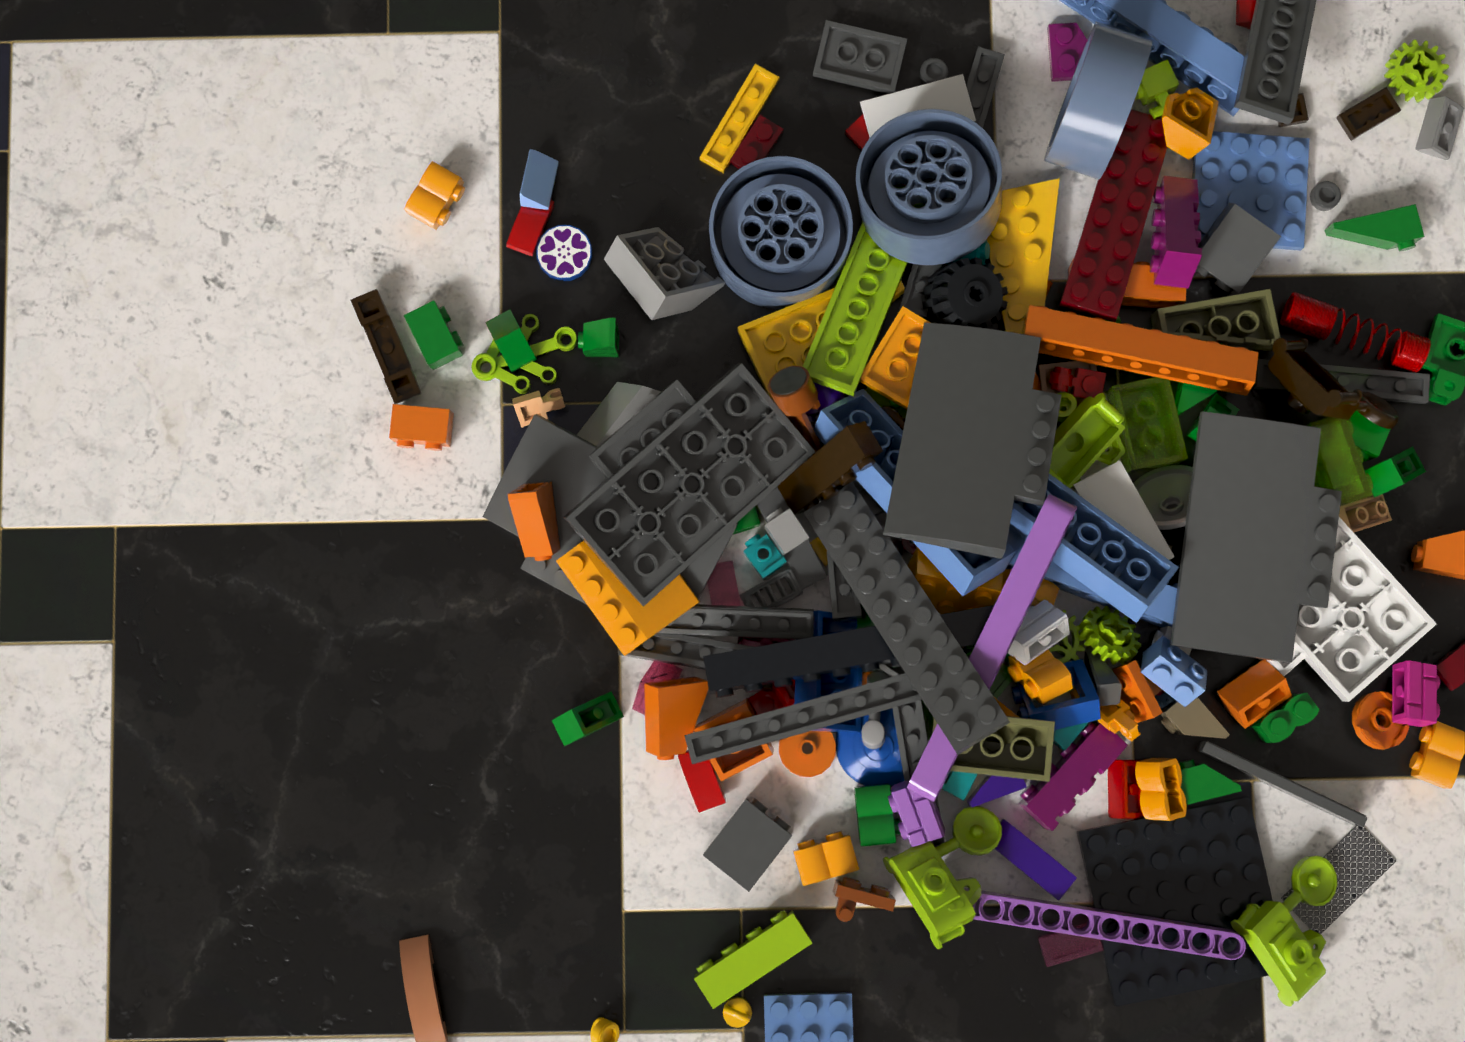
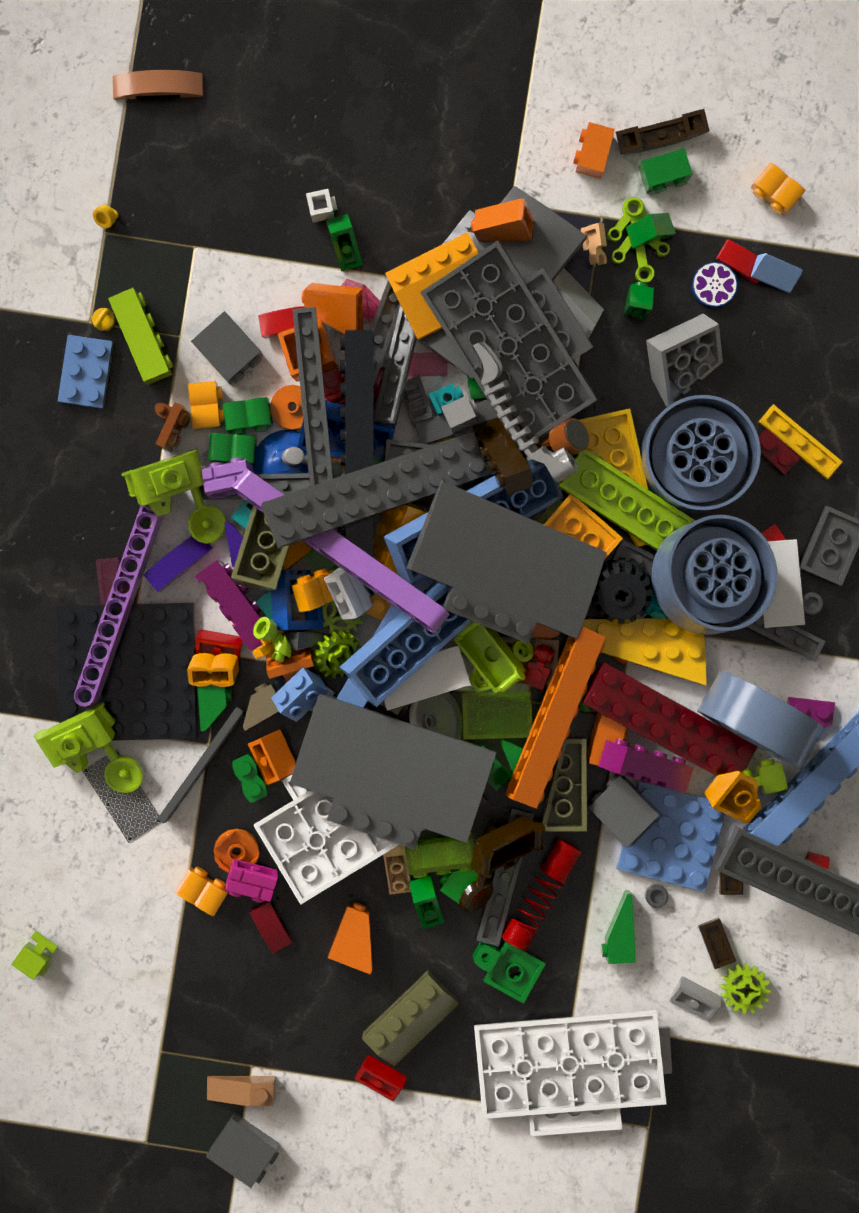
camera: 95 degrees right, 5 degrees up
(546, 755) = (321, 205): none -> white brick
(828, 802) = (247, 415): none -> green brick
(829, 395) = (560, 463): none -> light grey piece
(1105, 726) = (266, 630): none -> lime arm

